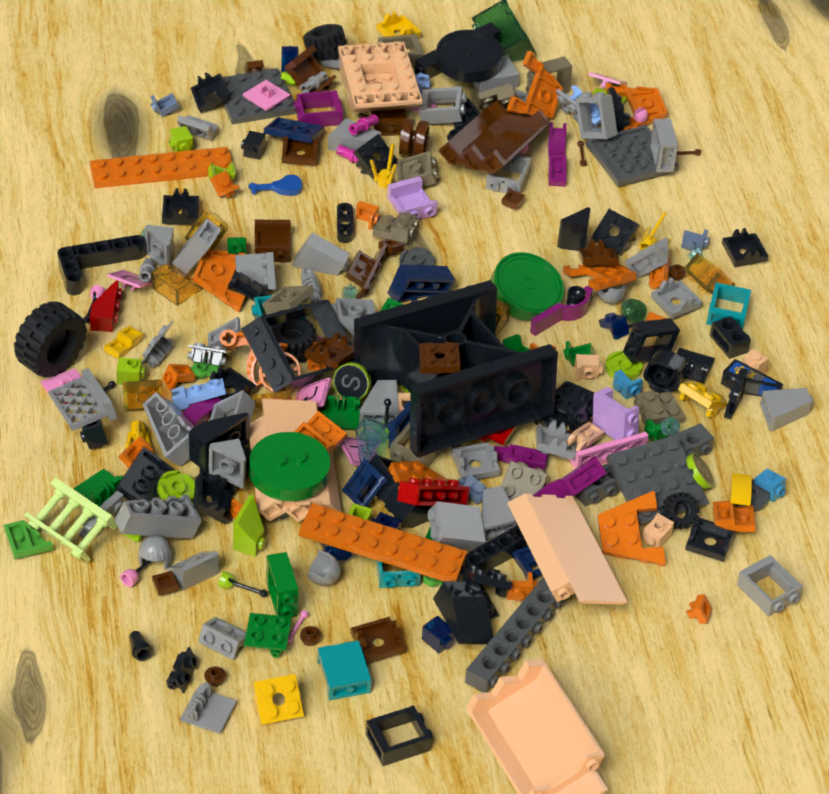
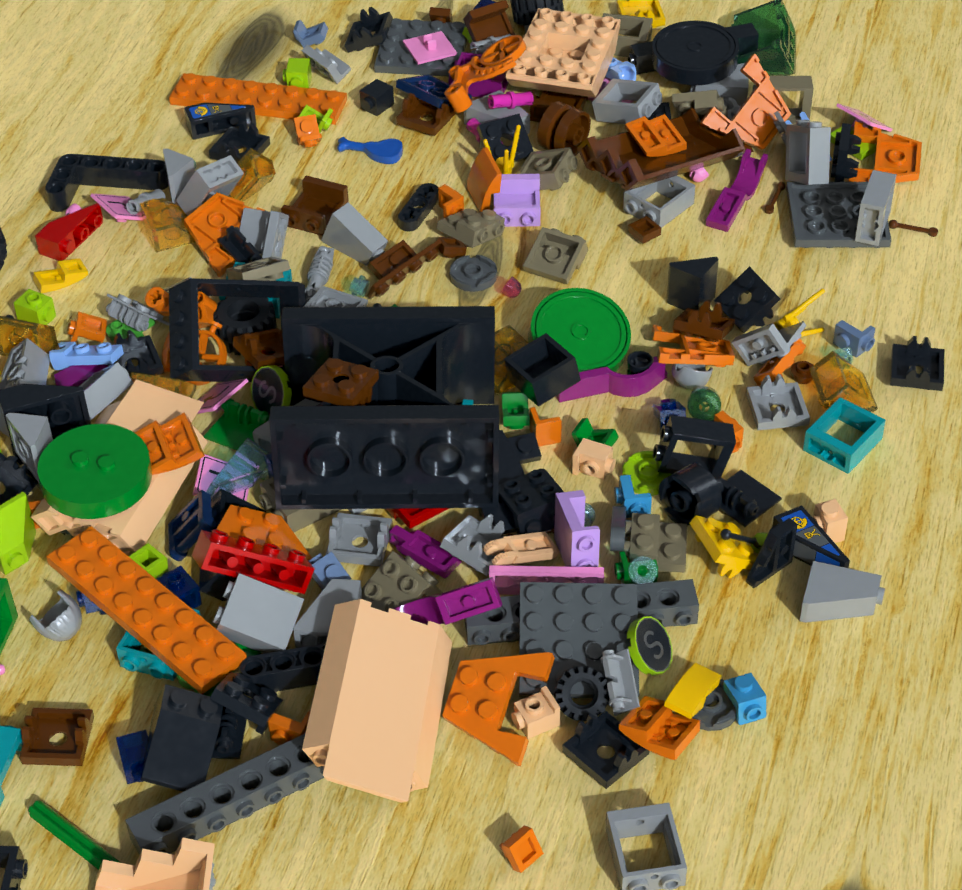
camera: 30 degrees right, 0 degrees up
(145, 191) = (216, 118): none -> black slope
(158, 347) = (86, 286): light grey hinge -> none
(236, 245) = (267, 199): green bracket -> none
(320, 112) = (472, 72): none -> orange piece
(384, 190) = (484, 179): none -> orange slope
(420, 281) = (450, 289): dark blue wedge -> none
(432, 692) = (69, 834): none -> green axle
(452, 264) = (512, 288): none -> clear pink hinge
(468, 233) = (556, 255): none -> dark tan plate
(484, 127) = (656, 136): none -> orange slope
(526, 315) = (542, 369): none -> black piece
(629, 400) = (618, 525): none -> dark grey beam
(640, 115) = (878, 164): bright pink hinge -> none
(697, 489) = (620, 681): none -> light grey hinge
(720, 388) = (756, 541): none -> black hinge
(730, 337) = (820, 475): black brick -> none

